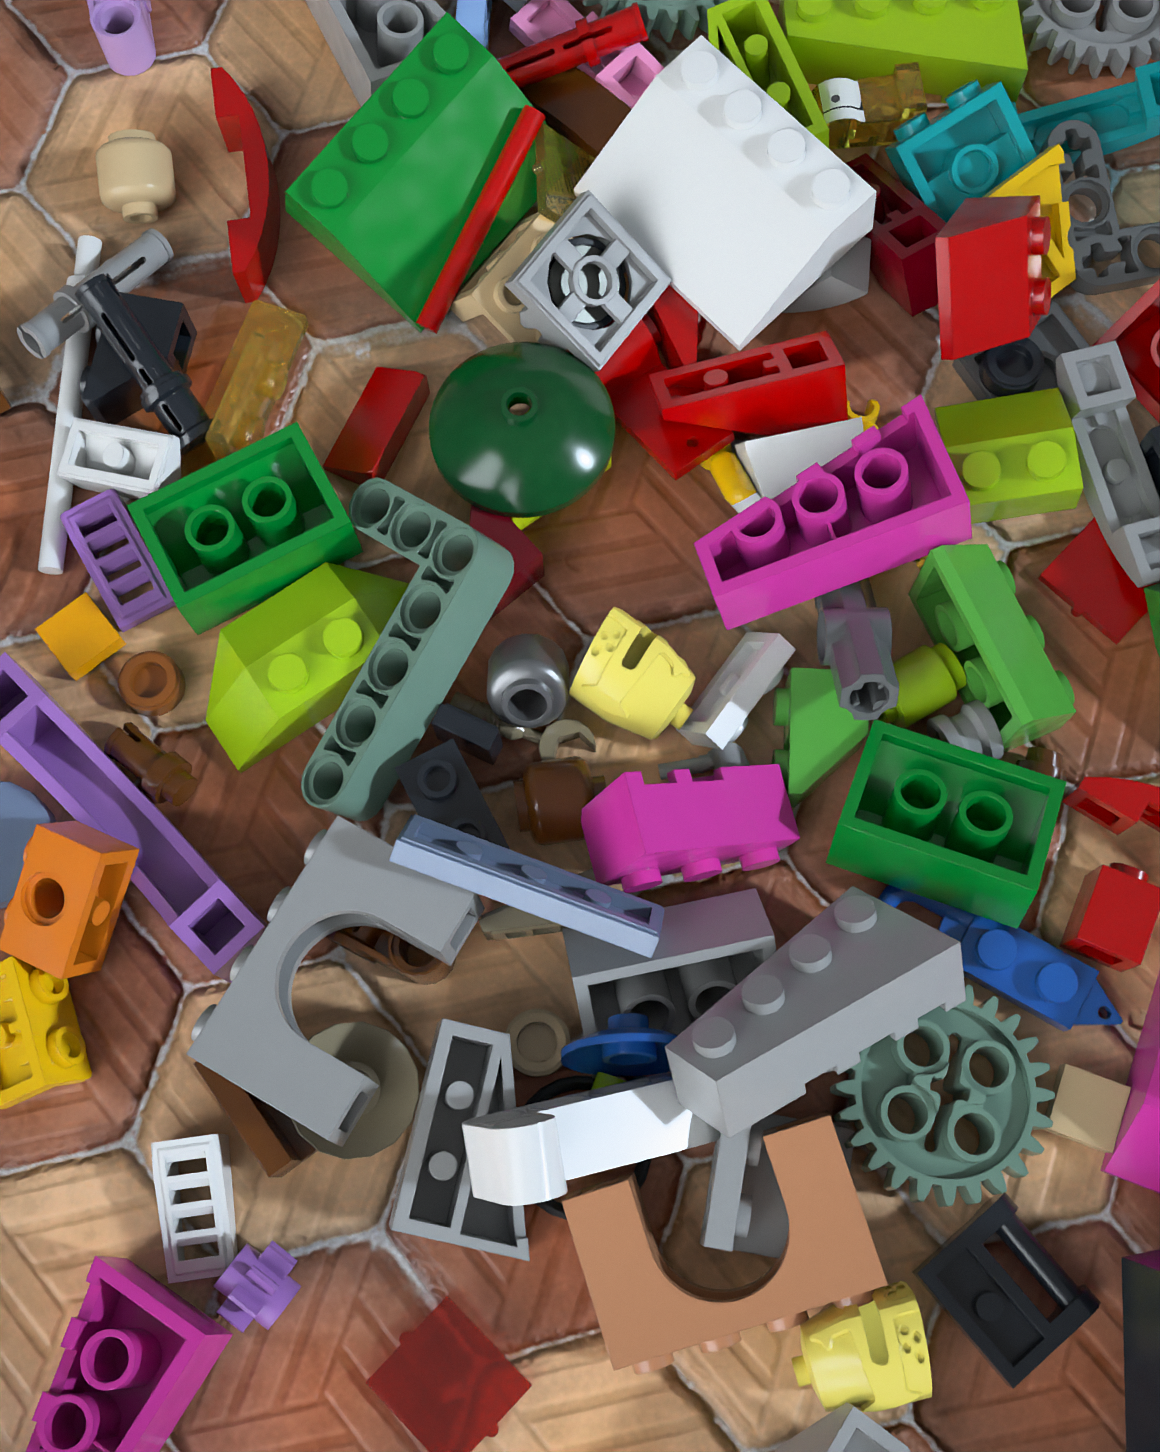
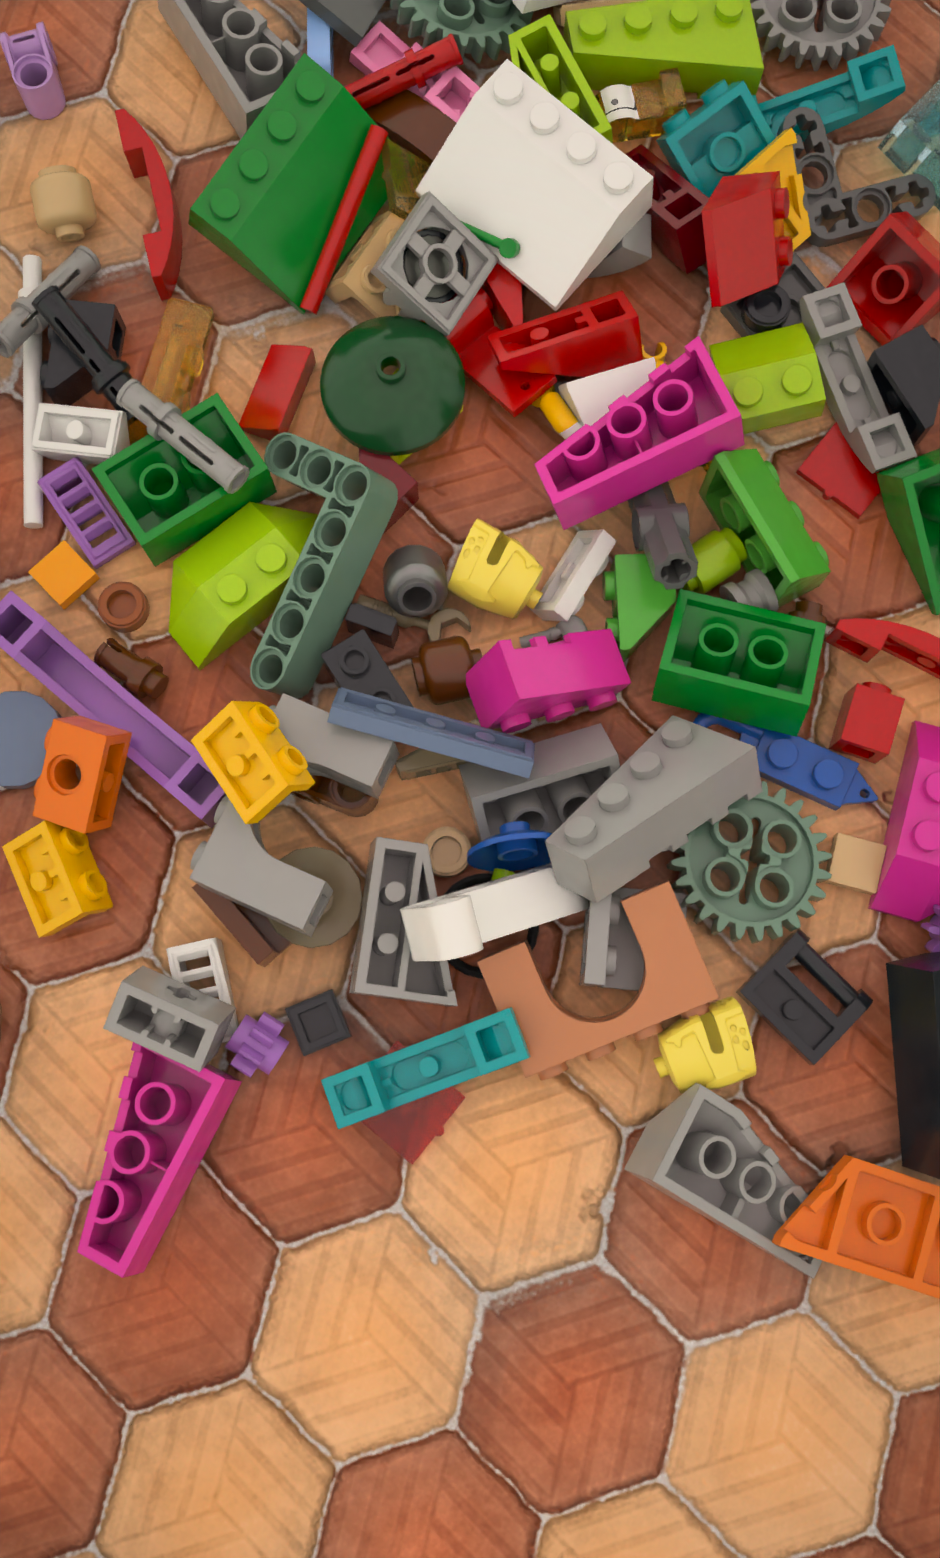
camera: 10 degrees left, 5 degrees up
(141, 1242) = (169, 1018): none -> light grey brick
(226, 455) = (167, 424): none -> light grey pin
(285, 901) = (252, 758): none -> yellow bracket
(344, 1261) = (318, 1022): none -> black tile
(479, 1342) = (425, 1068): none -> teal slope
(684, 267) = (507, 247): none -> green hinge

